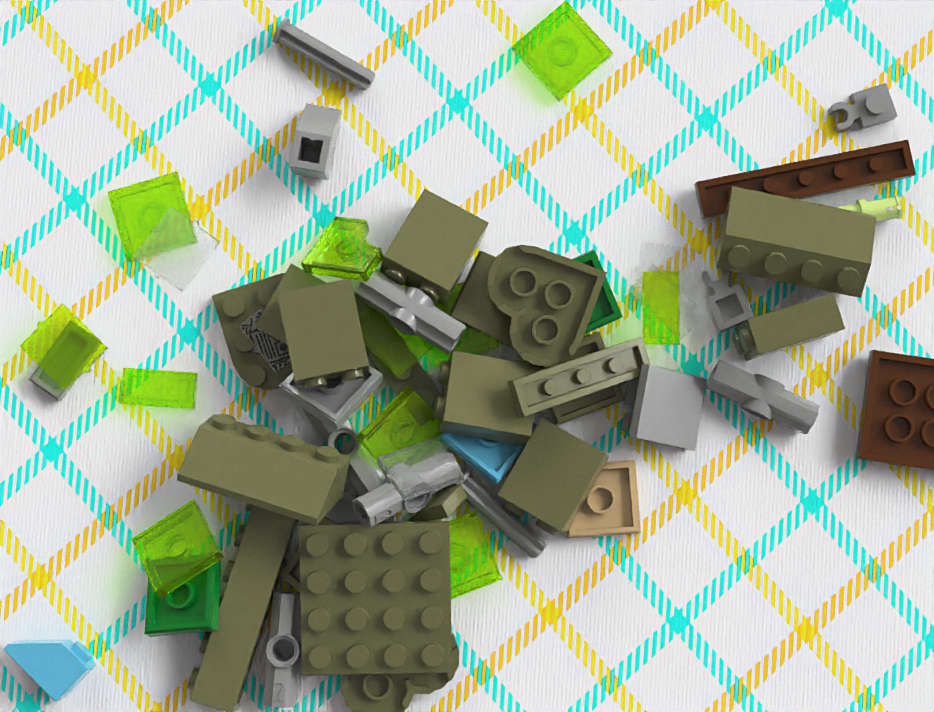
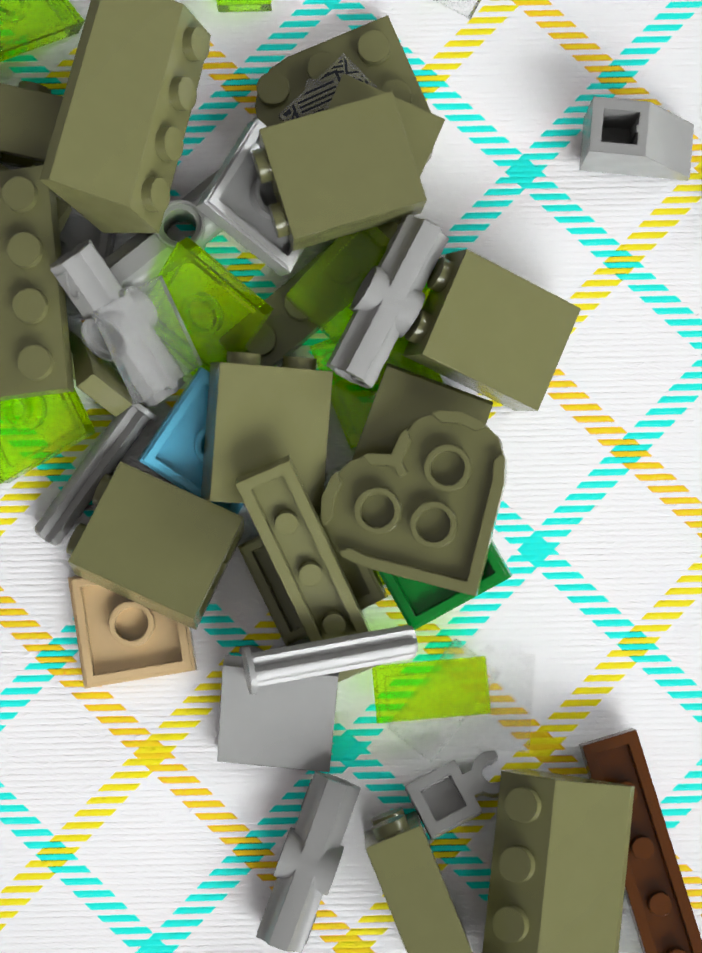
camera: 85 degrees right, 0 degrees up
(344, 251) = (470, 195): clear neon green tile -> none
(636, 370) = (328, 656): none -> light grey axle

